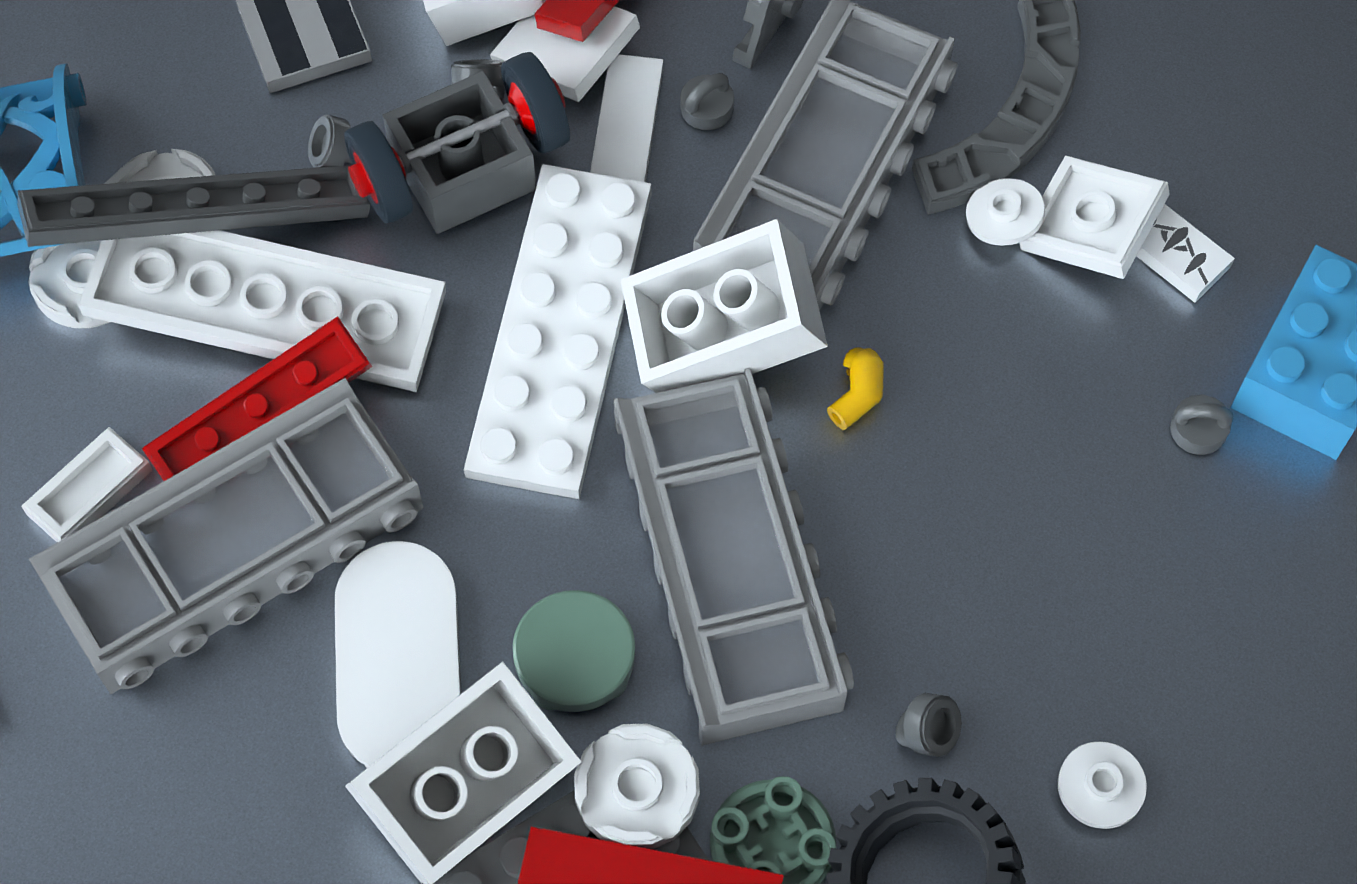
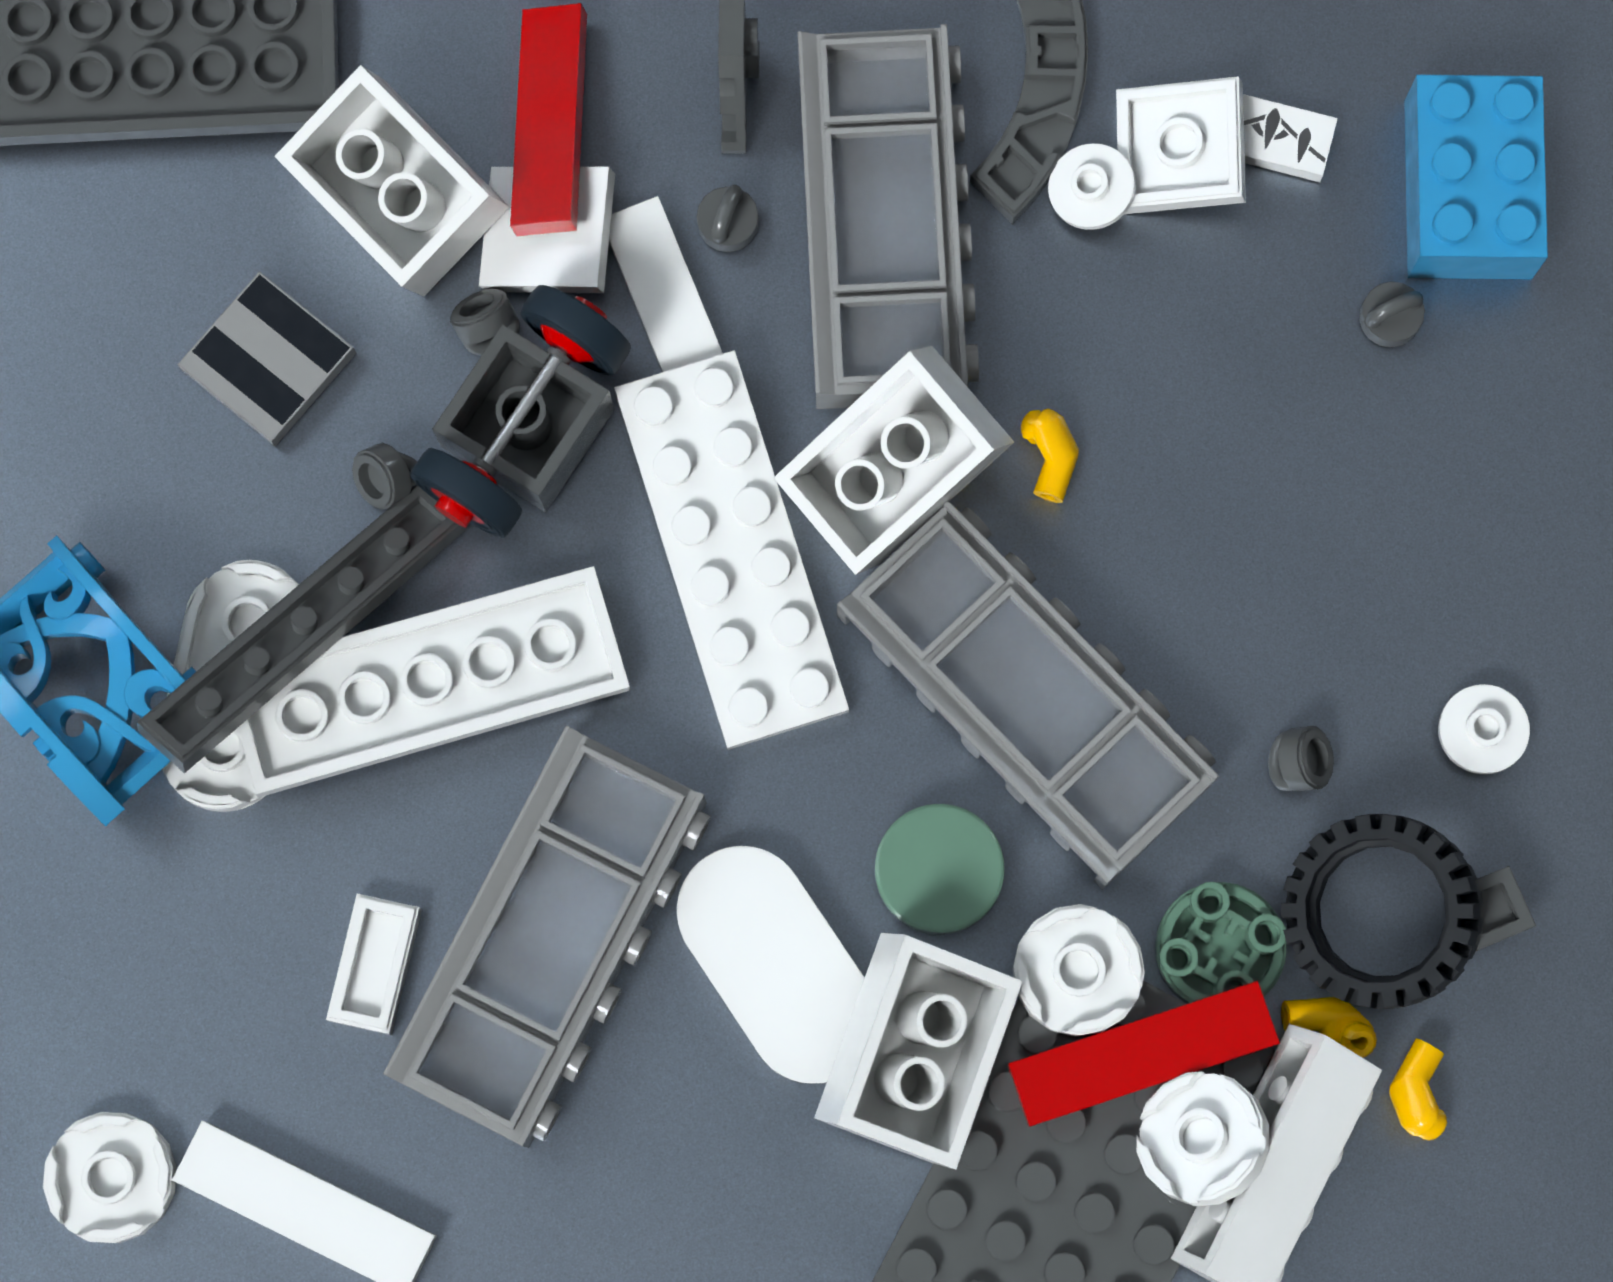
camera: 25 degrees left, 15 degrees up
(262, 396) = (493, 794): red tile -> none

